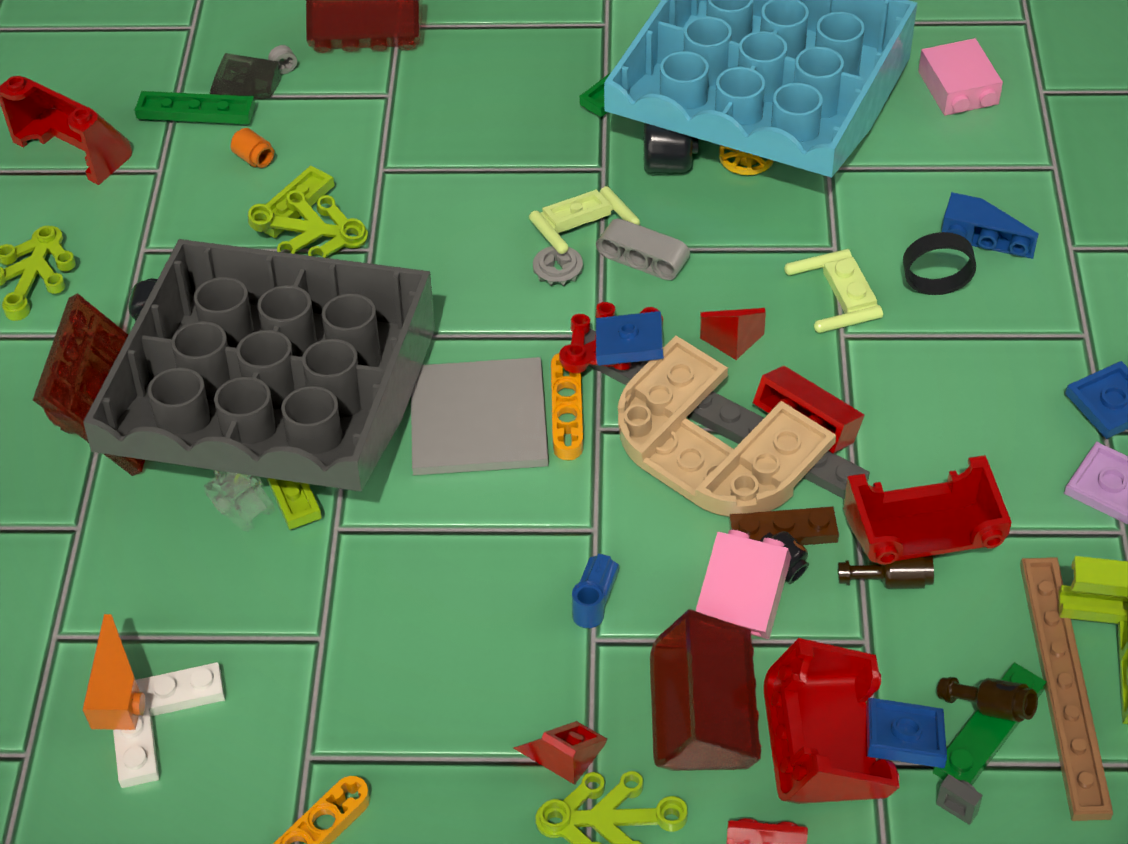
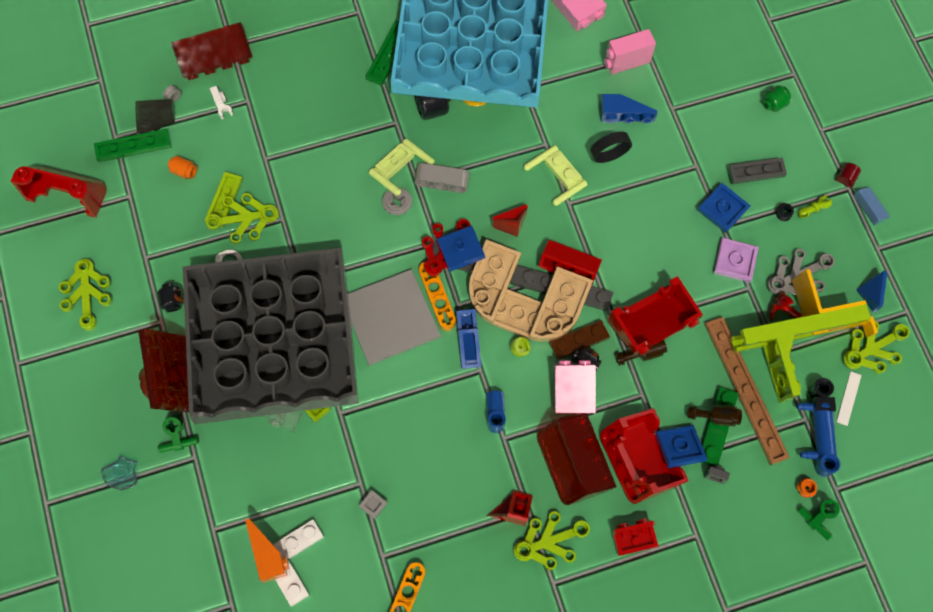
camera: 25 degrees left, 20 degrees up
(66, 478) = (177, 442): none -> green piece
(326, 670) = (373, 504): none -> light grey plate
(347, 81) = (219, 99): none -> white plate
(592, 472) = (468, 338): none -> blue slope
(675, 509) = (520, 347): none -> lime tile
(1018, 148) = (629, 51): none -> bright pink brick

